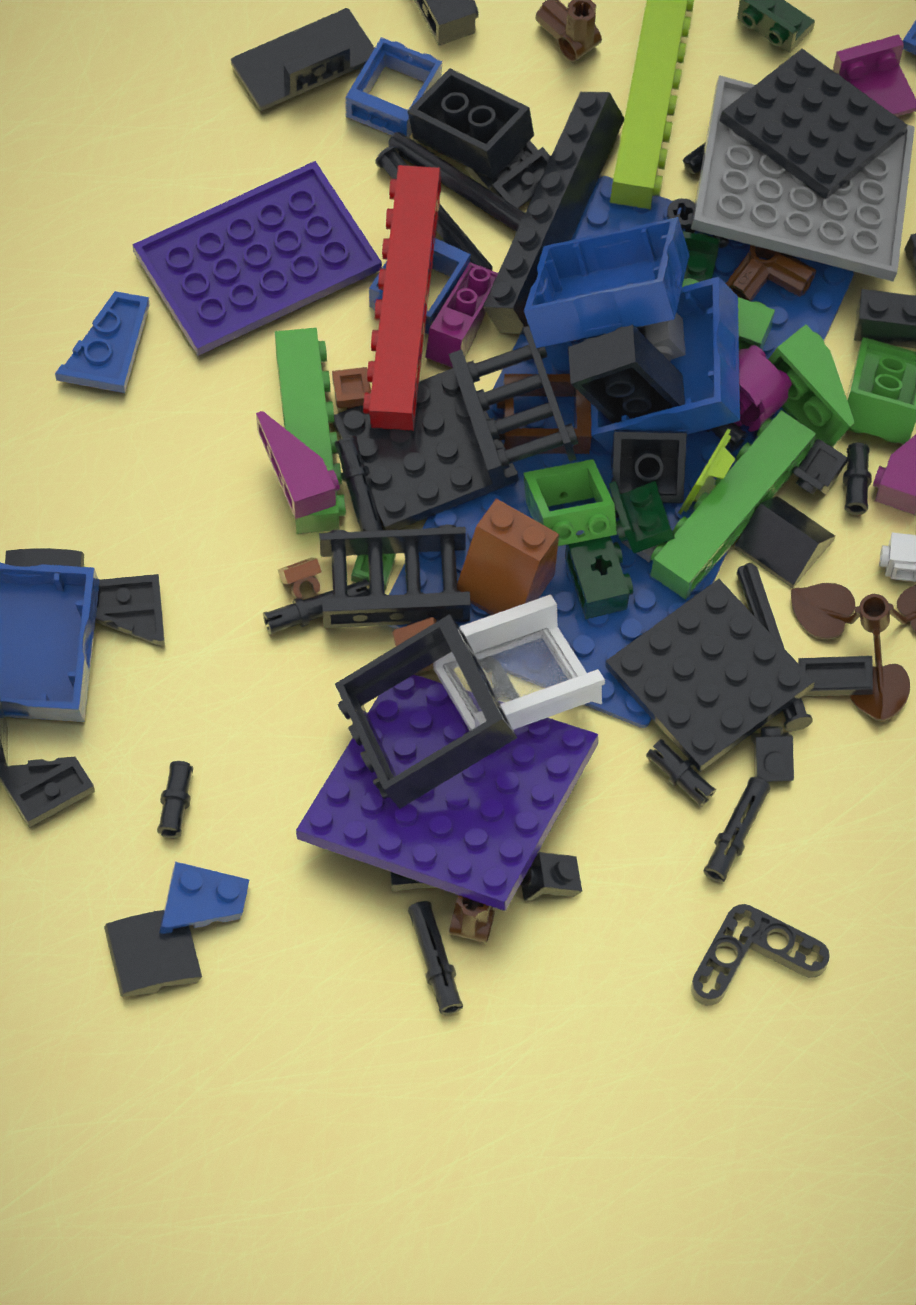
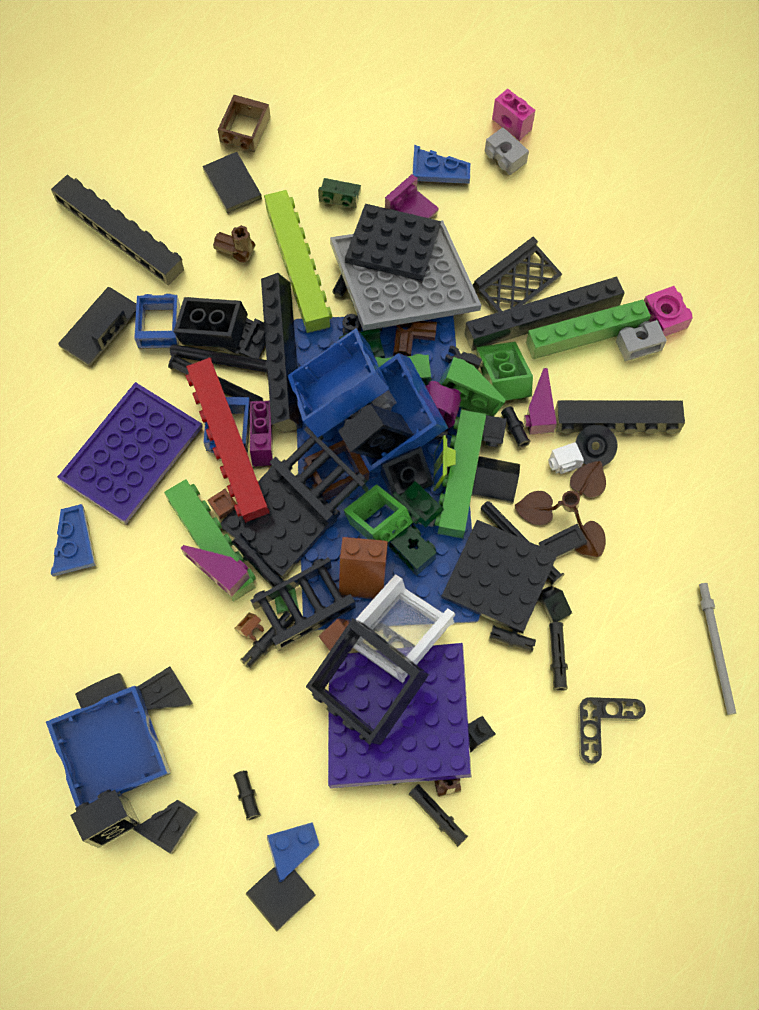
camera: 25 degrees left, 5 degrees up
(840, 348) = (468, 357): none -> black plate

